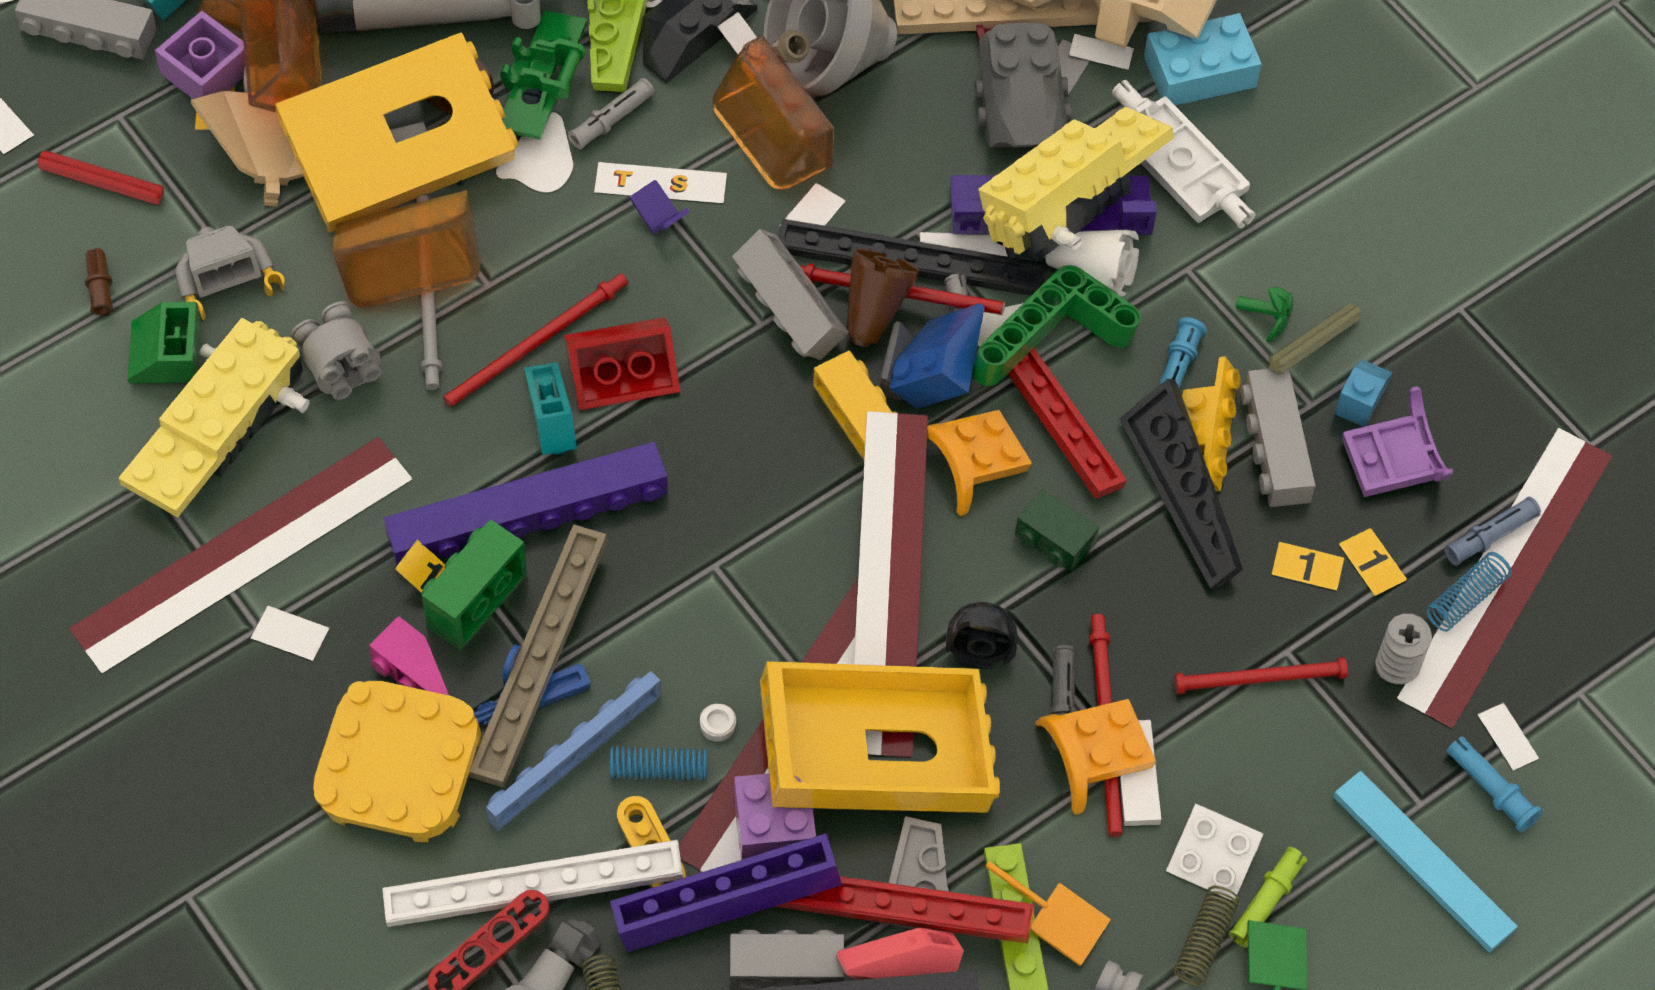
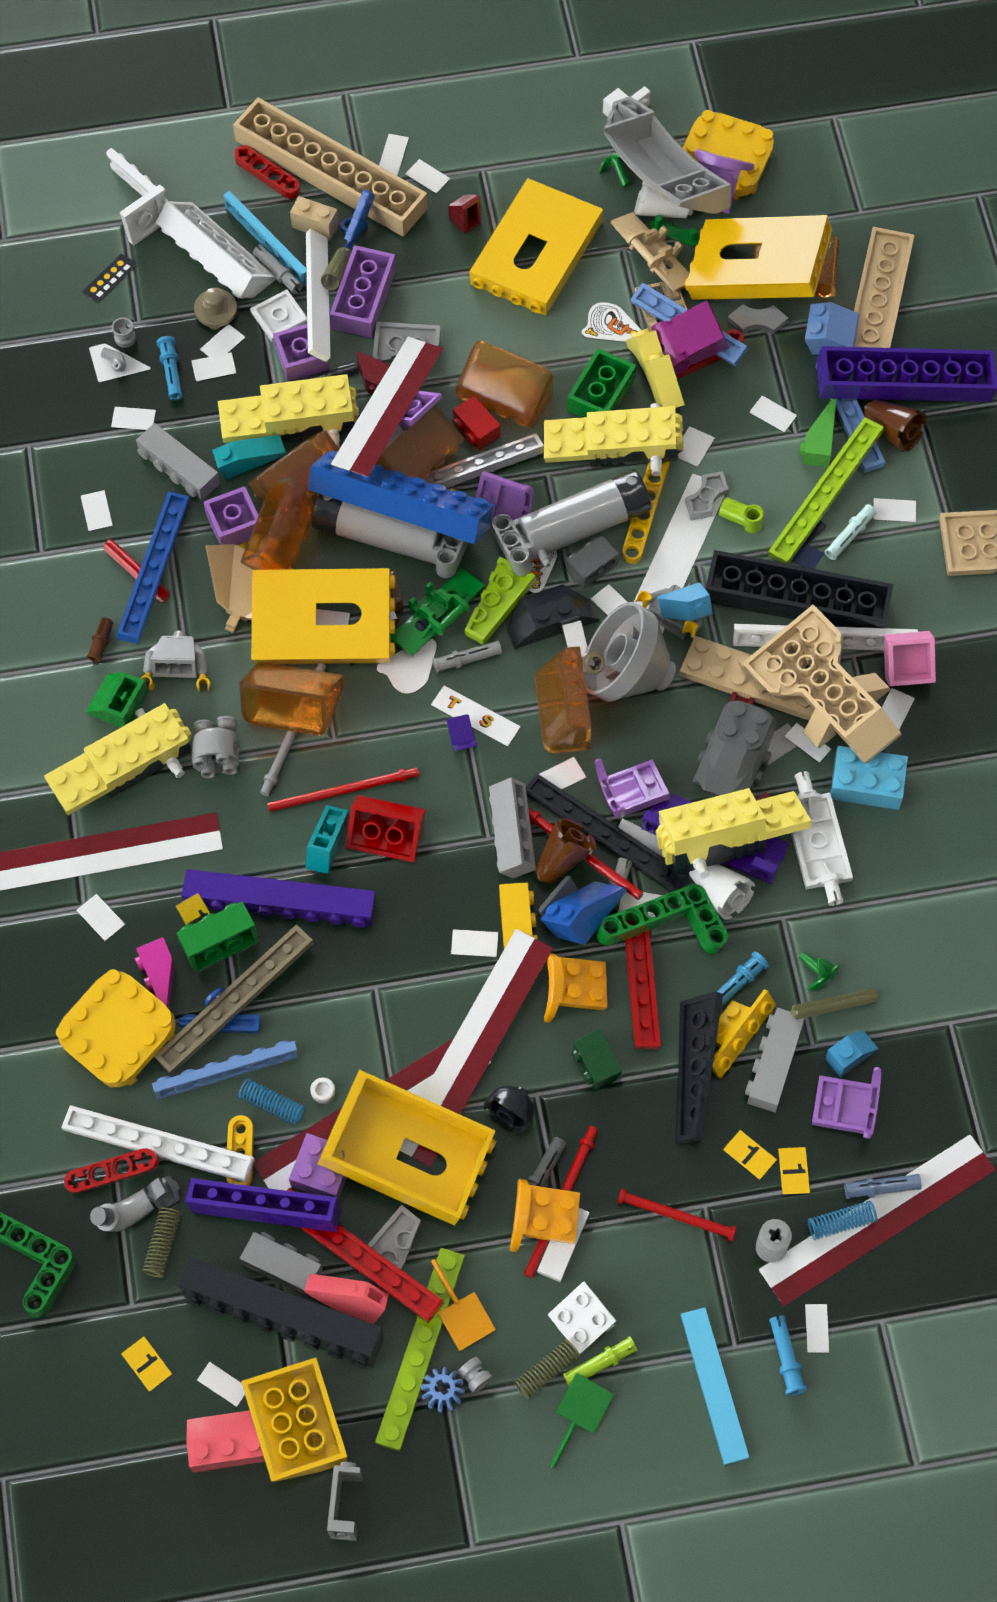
camera: 30 degrees right, 5 degrees up
(125, 163) = (153, 568): none -> blue tile
(815, 458) = (474, 943): none -> white sticker
(915, 187) = (632, 788): none -> medium lavender piece

